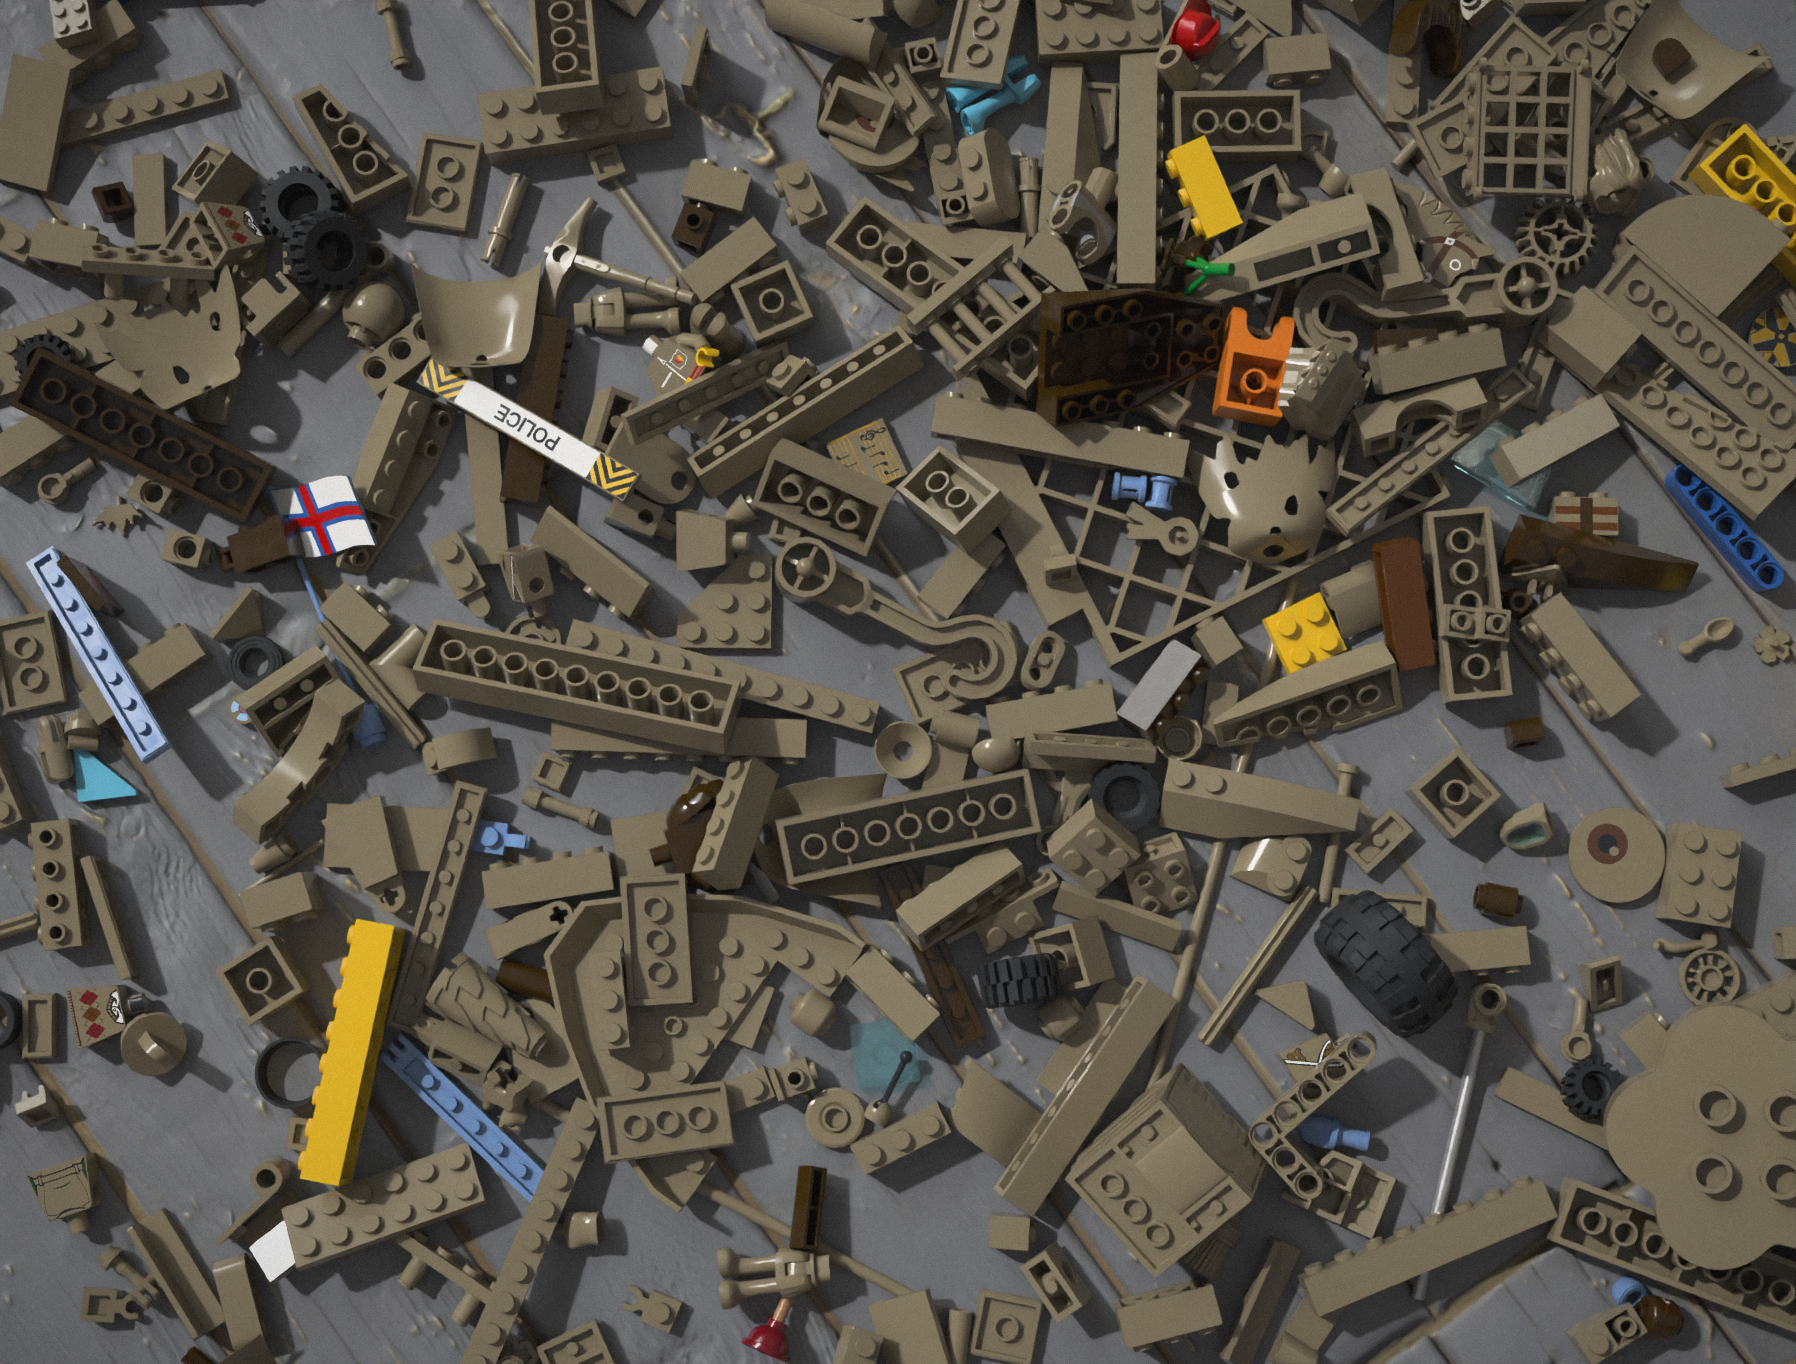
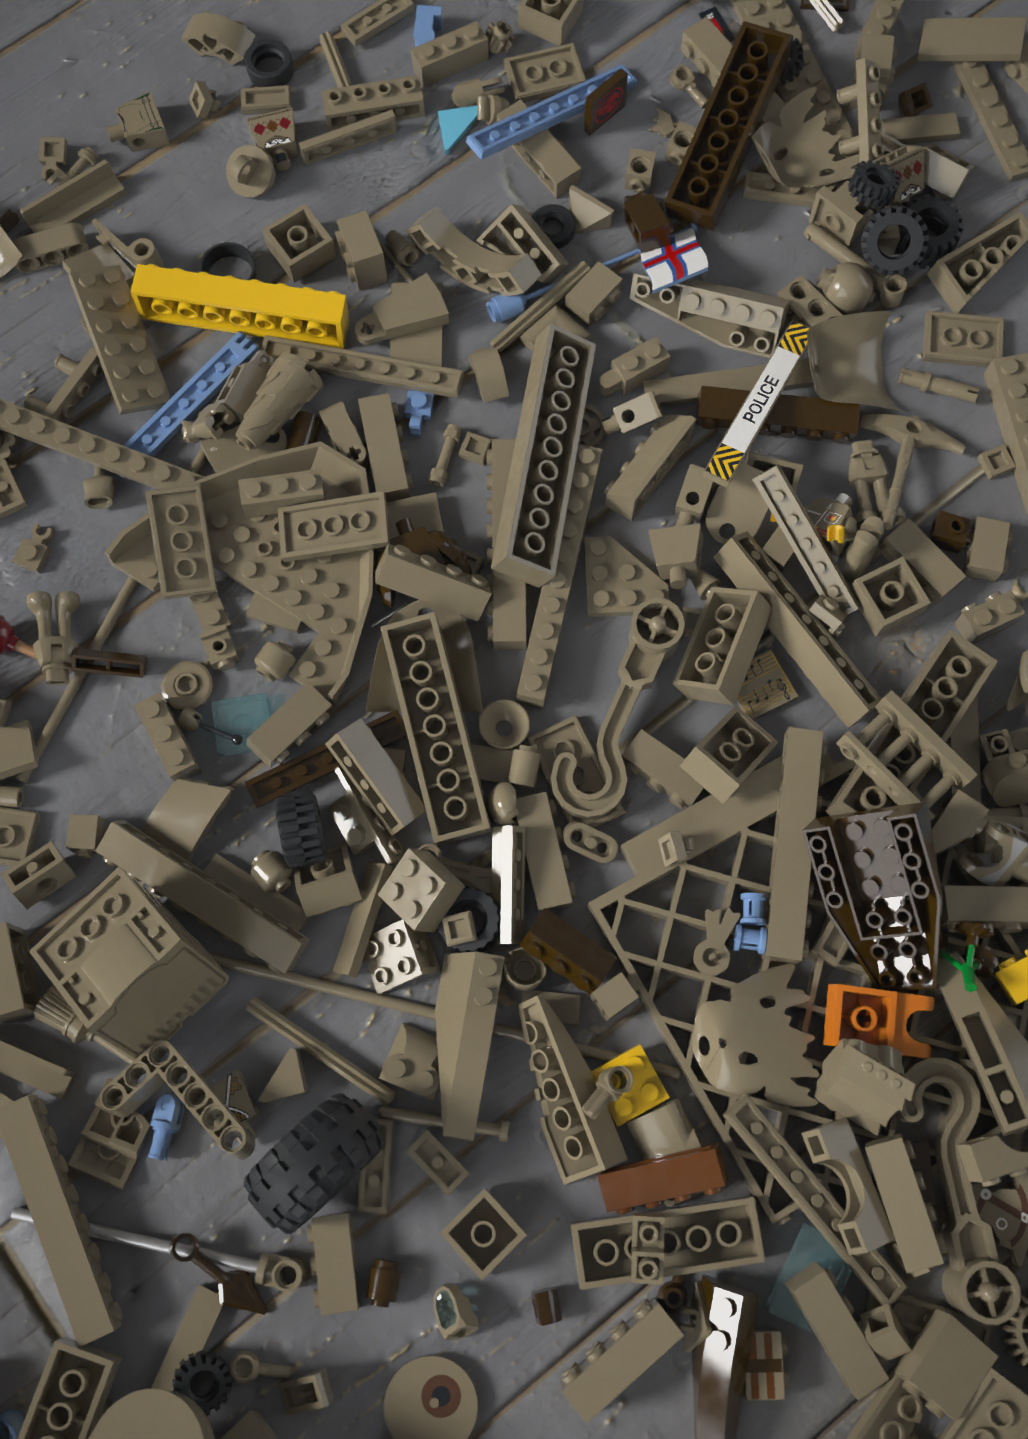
camera: 85 degrees right, 10 degrees down
(243, 257) = (874, 184): none -> black tyre
(1136, 807) = (459, 929): none -> dark tan tile
(1317, 656) = (606, 1091): none -> dark tan axle
(1498, 1057) = (234, 1287): none -> dark brown piece
(1557, 392) = (885, 1332): none -> dark tan brick

